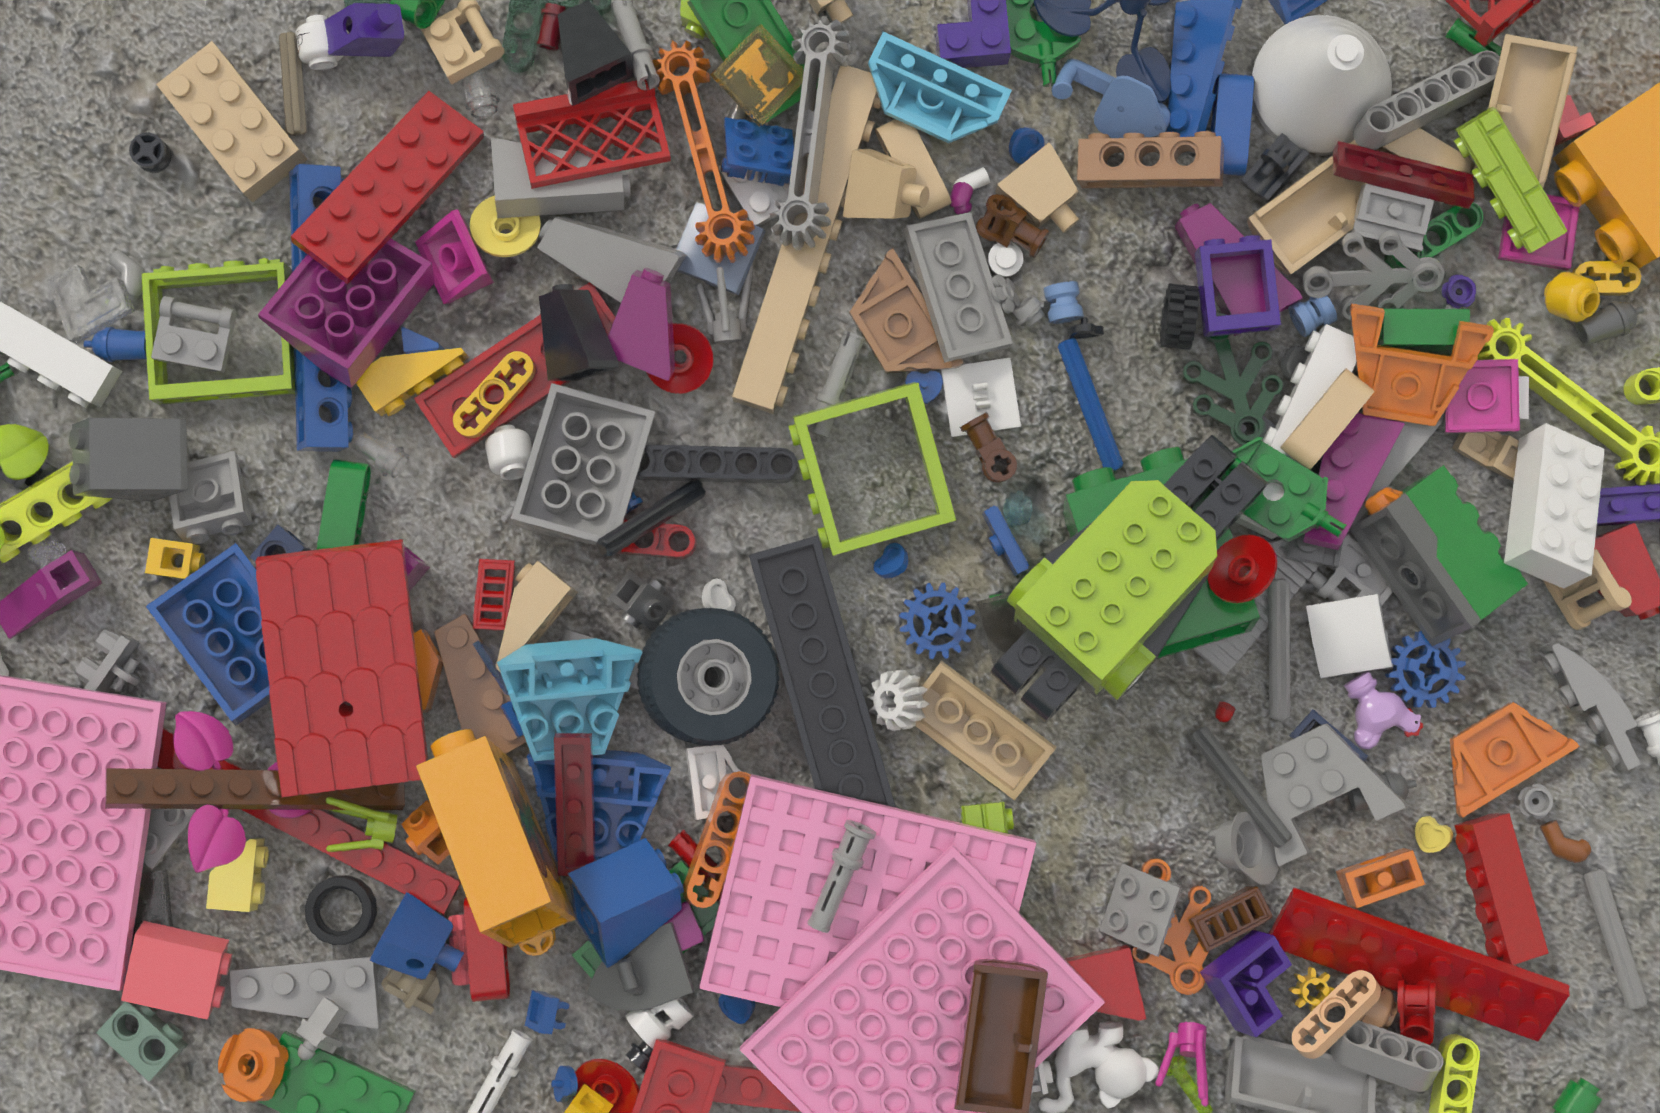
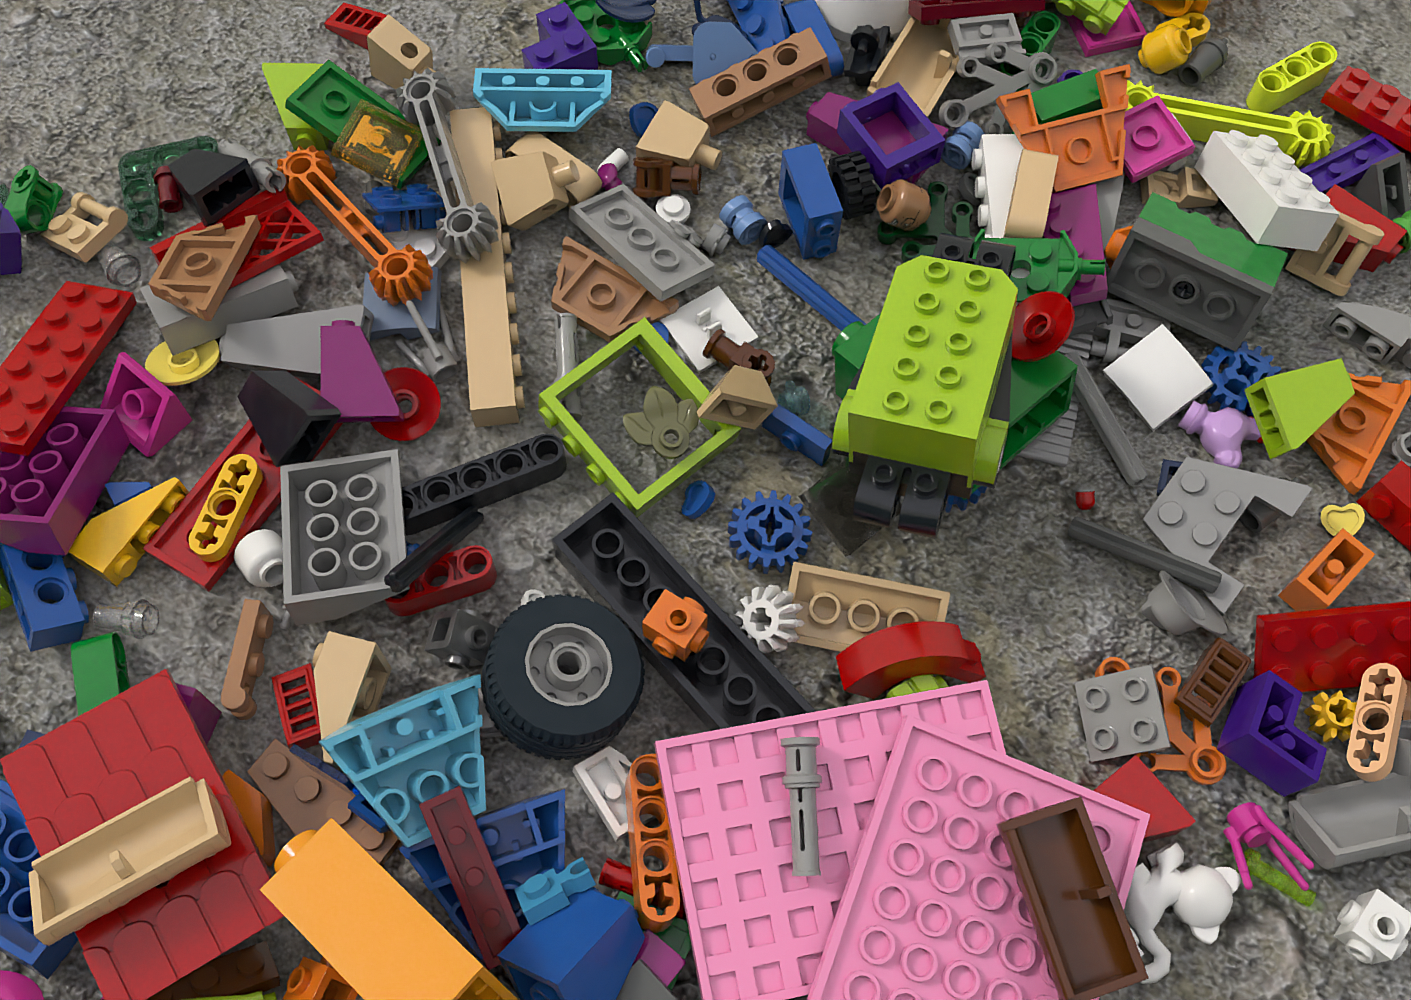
camera: 25 degrees left, 20 degrees down
(329, 691) = (125, 858): none -> tan container
(465, 539) = (246, 659): none -> medium nougat plate
(553, 155) = (202, 266): none -> medium nougat wing
(625, 841) = (549, 891): none -> dark azure plate
(807, 672) = (676, 626): none -> orange brick
(888, 485) = (660, 418): none -> olive plate
(964, 495) = (739, 399): none -> tan slope
(995, 785) = (905, 652): none -> red arch
(1130, 319) = (810, 201): none -> blue window
(1214, 363) = (903, 205): none -> medium nougat head
(1451, 723) = (1297, 403): none -> lime slope

